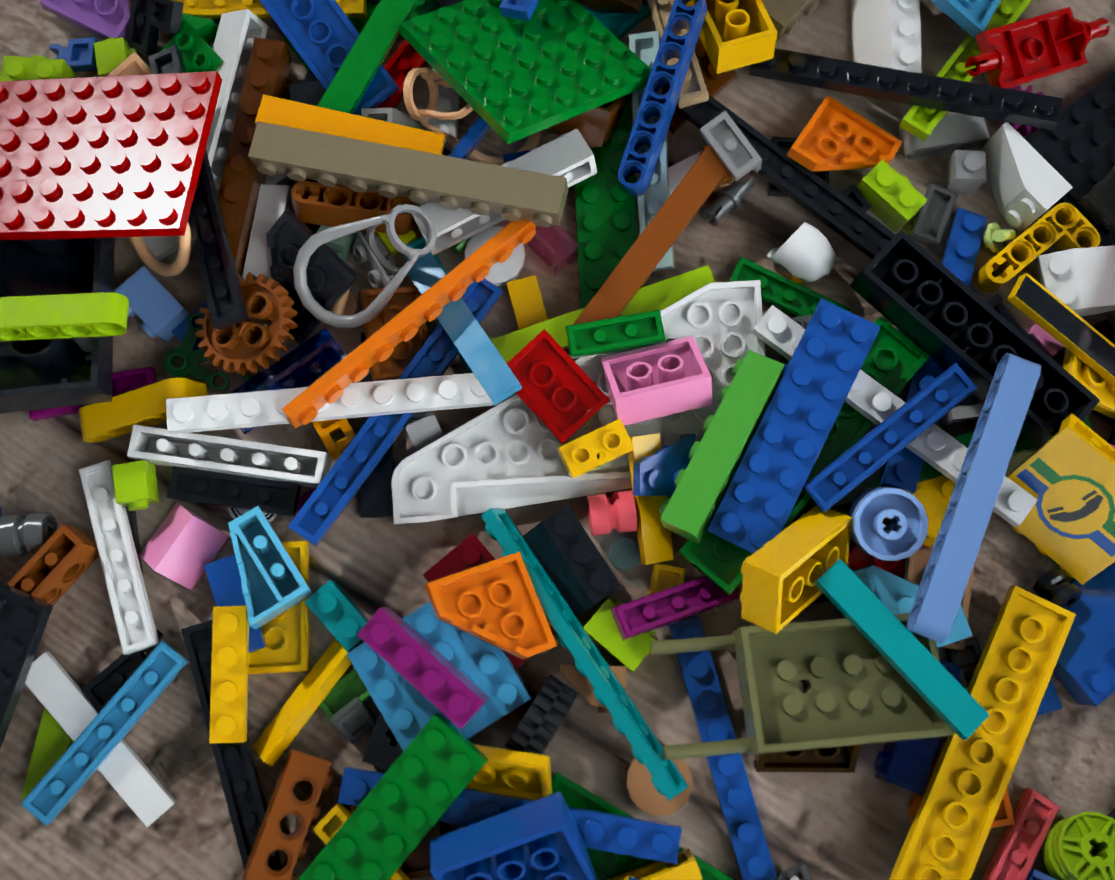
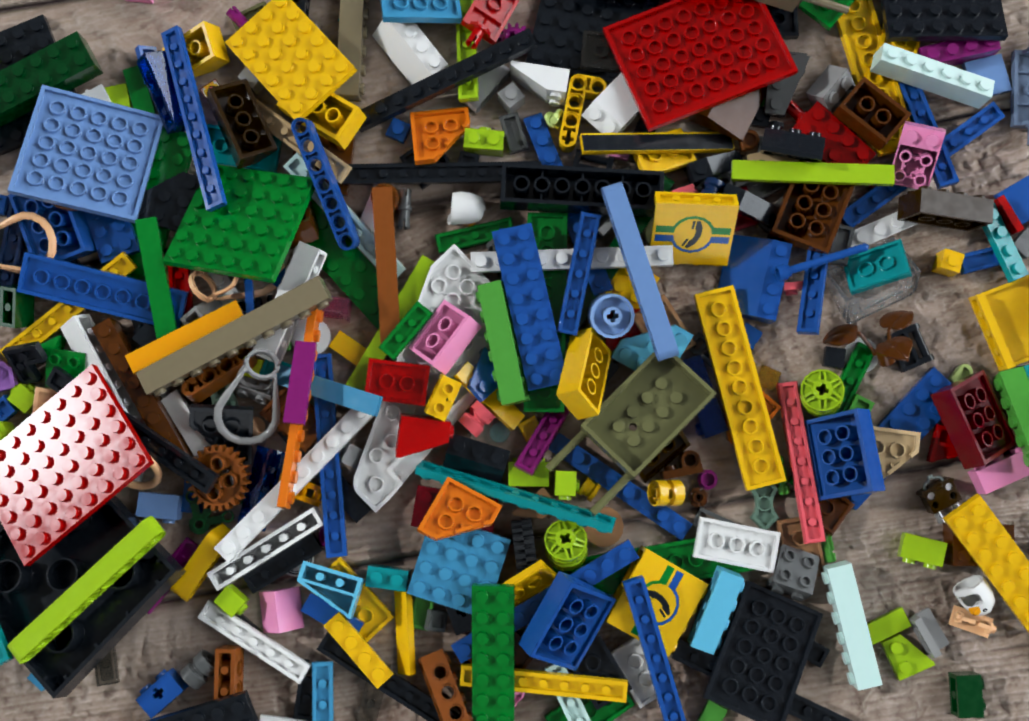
camera: 35 degrees left, 5 degrees up
(423, 666) = (448, 568): magenta brick -> none
(436, 288) = (300, 383): none -> magenta tile
(531, 472) = (421, 433): none -> red slope
(590, 782) = (568, 555): none -> lime wheel
(656, 686) = (565, 484): none -> lime brick
(679, 718) = (589, 489): none -> yellow wheel
(731, 146) = (384, 186): light grey panel -> none
(776, 808) = (666, 493): none -> yellow wheel
(795, 106) = (398, 130): none -> blue plate
(802, 844) = (697, 502): none -> reddish brown plate
(822, 795) = (684, 469): none -> reddish brown plate
(841, 835) = (707, 479): none -> magenta plate
(902, 650) = (662, 372): teal tile -> none
(1026, 772) = (768, 377): none -> clear yellow tile
(1057, 589) = (717, 278): black wheel -> none

